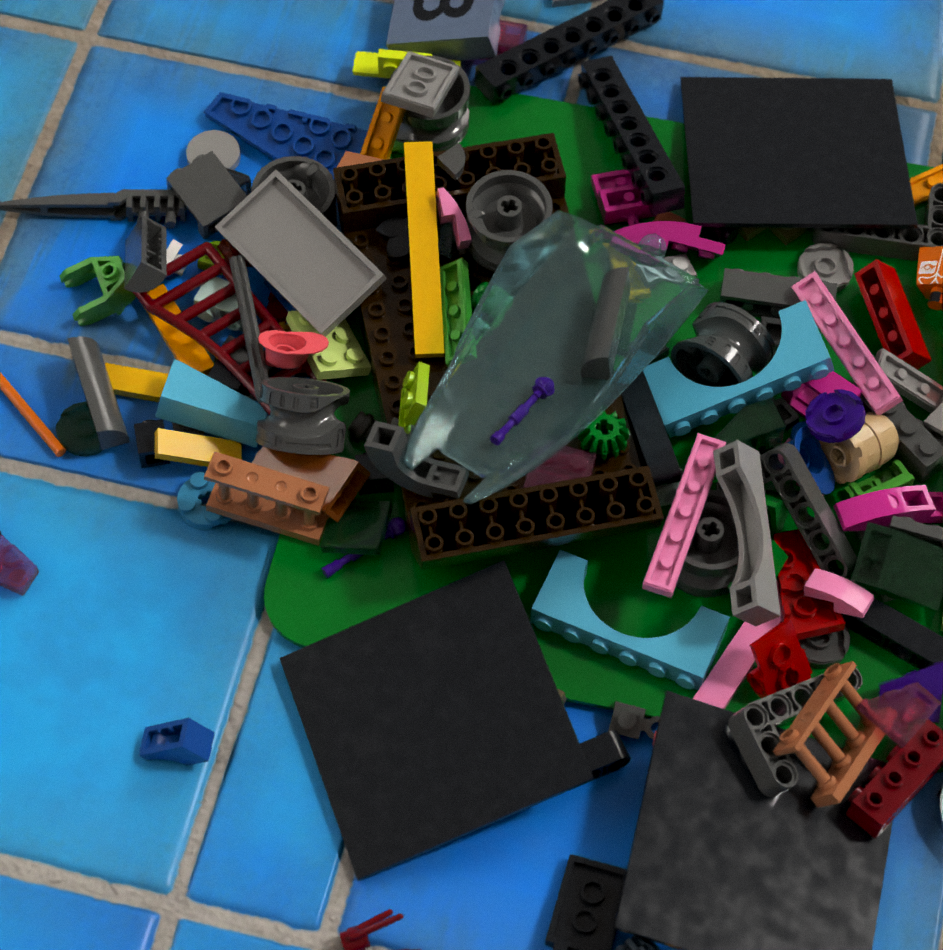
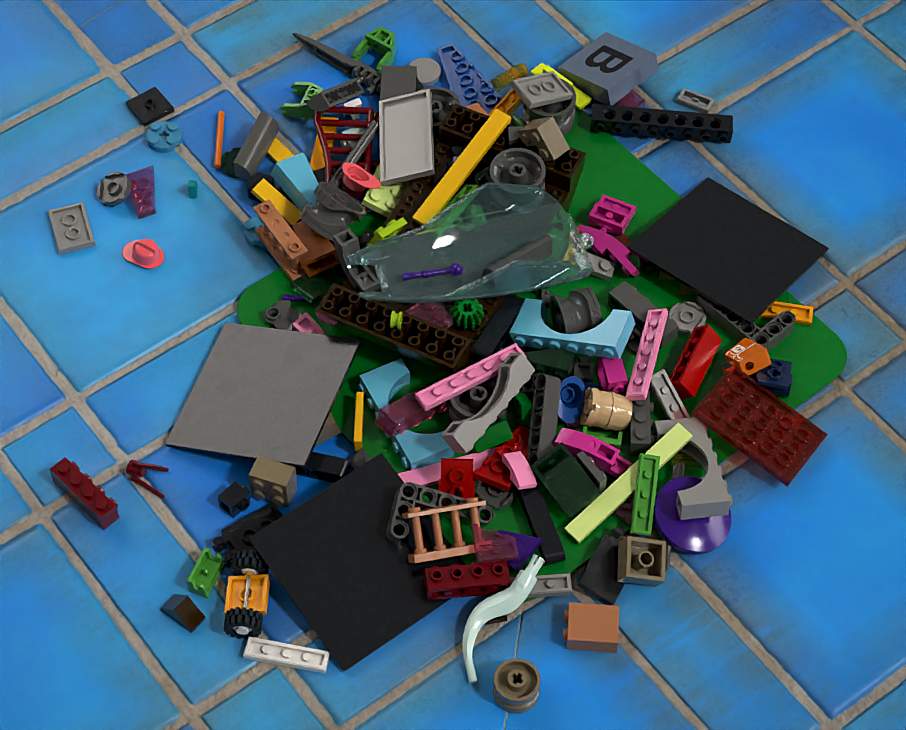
camera: 40 degrees right, 5 degrees down
(59, 504) = (192, 187): none -> teal tile
(74, 639) = (144, 253): none -> coral piece
(118, 152) = (382, 42): none -> bright green piece
(178, 742) = (143, 328): blue arch -> none
(329, 92) = (504, 79): none -> clear yellow brick
(351, 595) = (284, 315): none -> dark grey plate
(398, 589) = (307, 324): none -> bright pink plate
(450, 212) = (488, 156): bright pink slope -> none
(502, 139) = (546, 137): none -> dark tan brick
(521, 886) = (234, 499): none -> black brick
(545, 503) = (396, 319): none -> lime bush
(554, 827) = (273, 481): none -> dark tan brick
(581, 669) = (359, 418): none -> yellow tile
(632, 135) = (641, 186): black brick -> none
(640, 613) = (405, 413): none -> clear pink brick
(835, 416) = (597, 381): dark purple tile -> none

